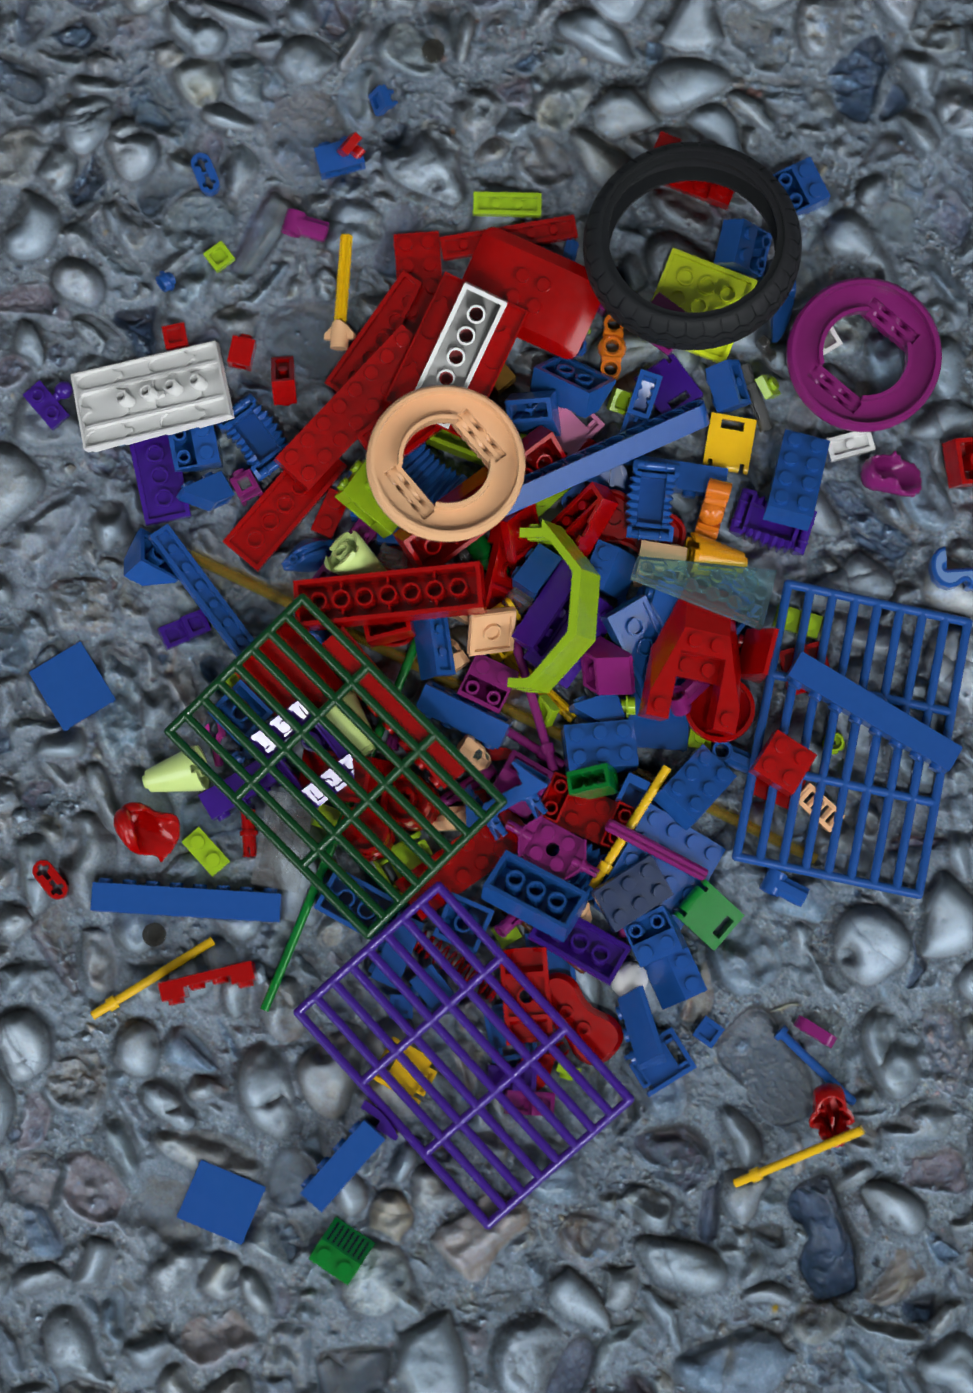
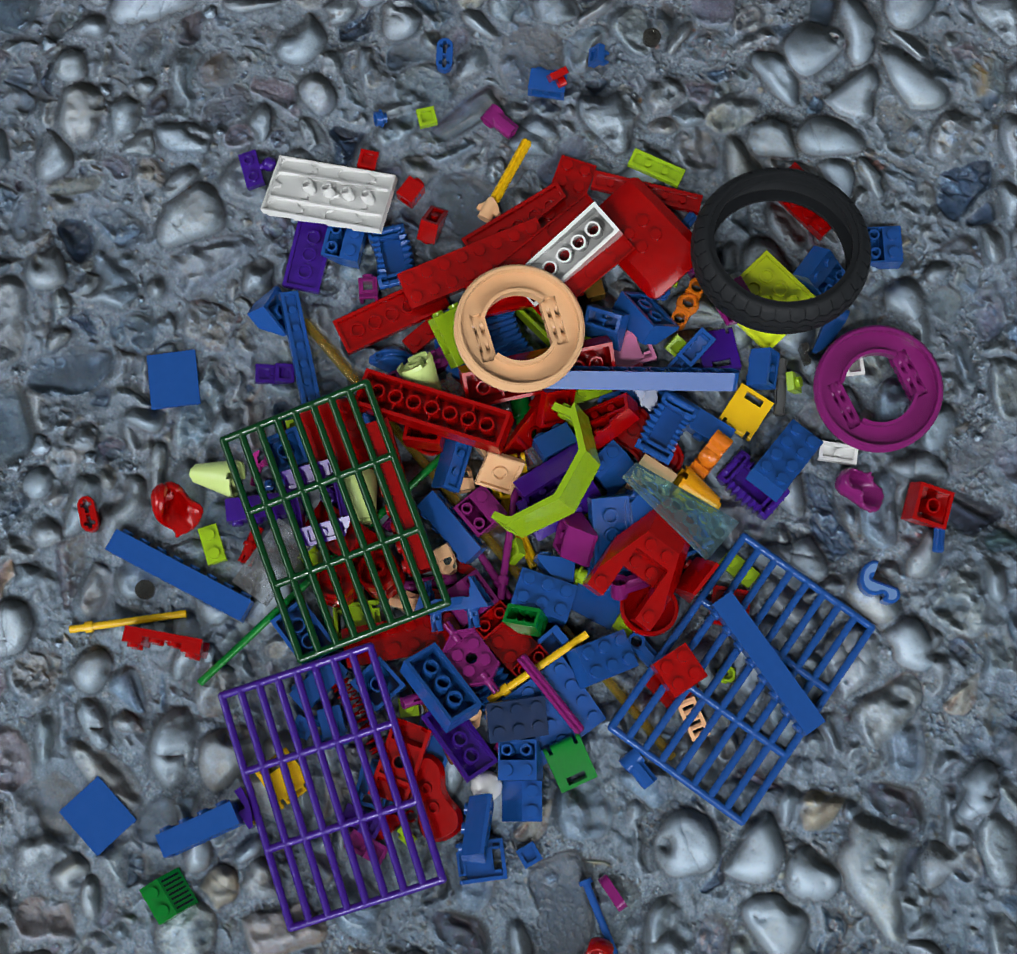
camera: 30 degrees right, 5 degrees down
(208, 492) = (337, 281): blue slope -> none

